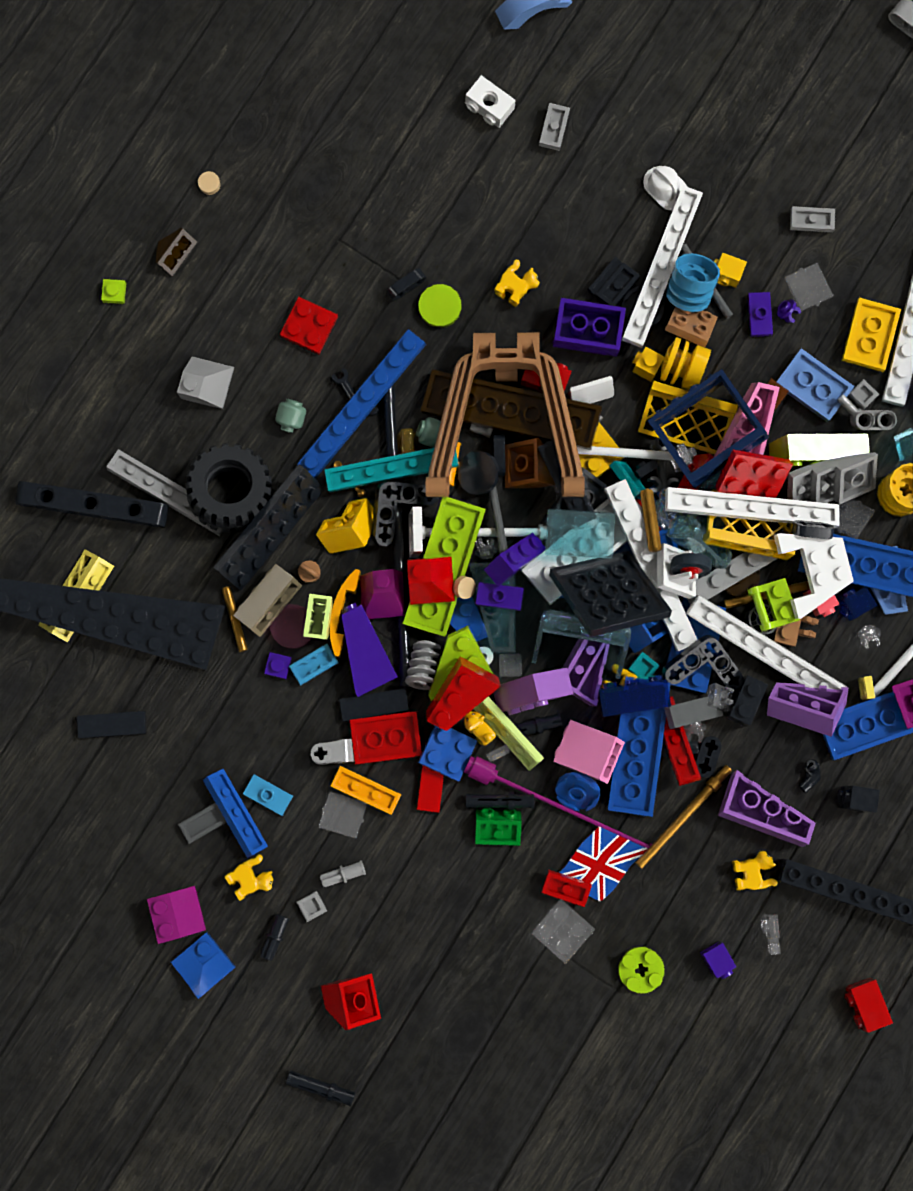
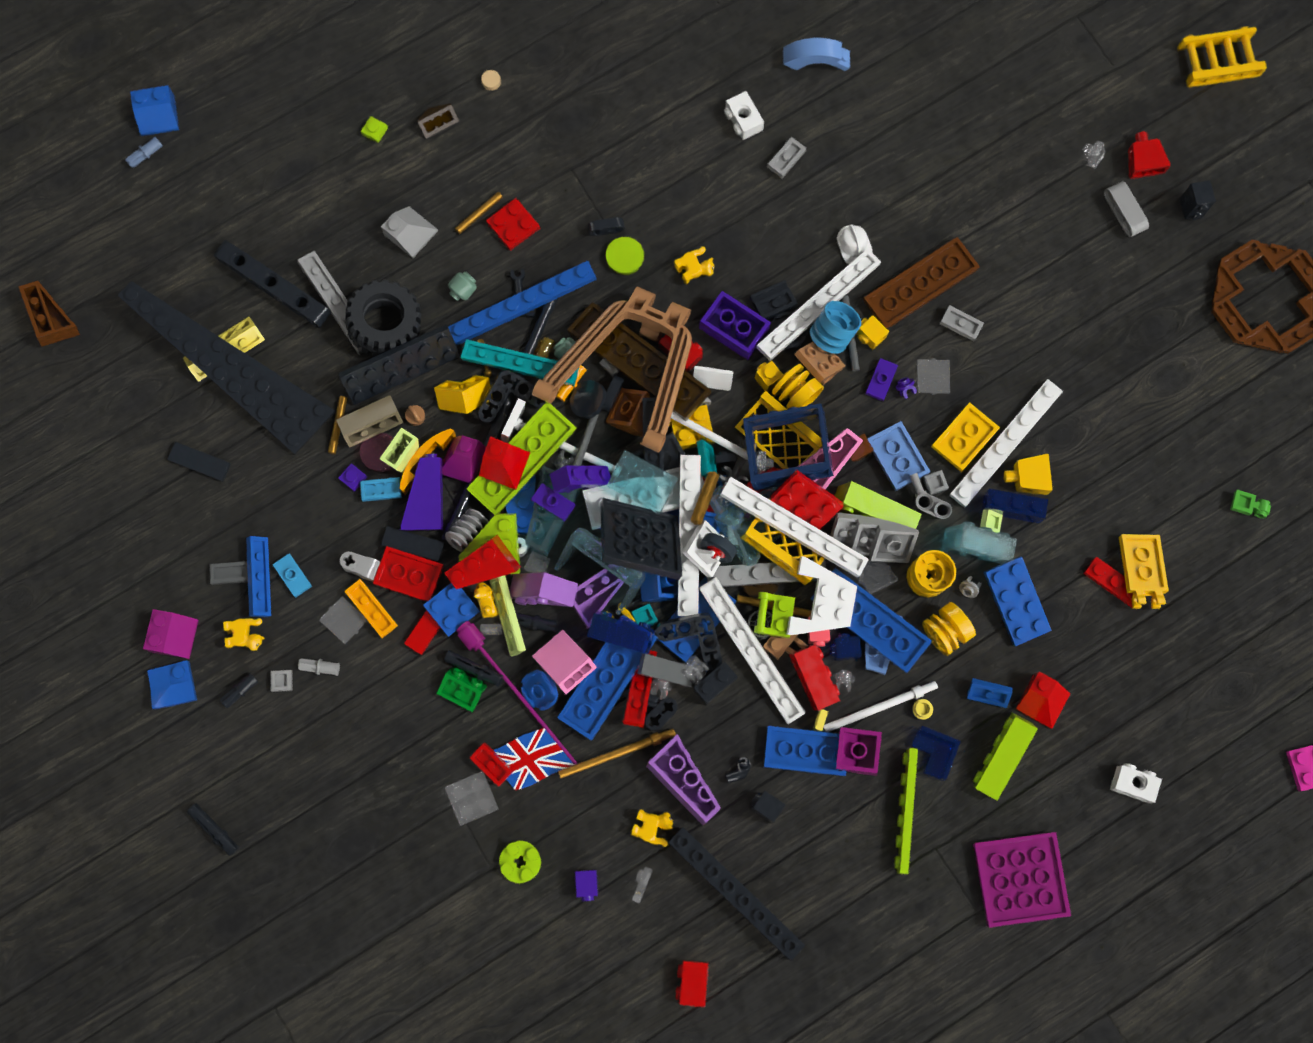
camera: 30 degrees right, 5 degrees down
(267, 330) = (478, 213): none -> pearl gold bar
(352, 1001) = (273, 771): red slope -> none
(464, 587) = (528, 482): tan tile -> none
(752, 196) = (921, 283): none -> reddish brown plate
(808, 707) = (761, 711): medium lavender wedge -> none
(813, 529) = (834, 567): black beam -> none
(841, 647) = (815, 677): none -> red brick

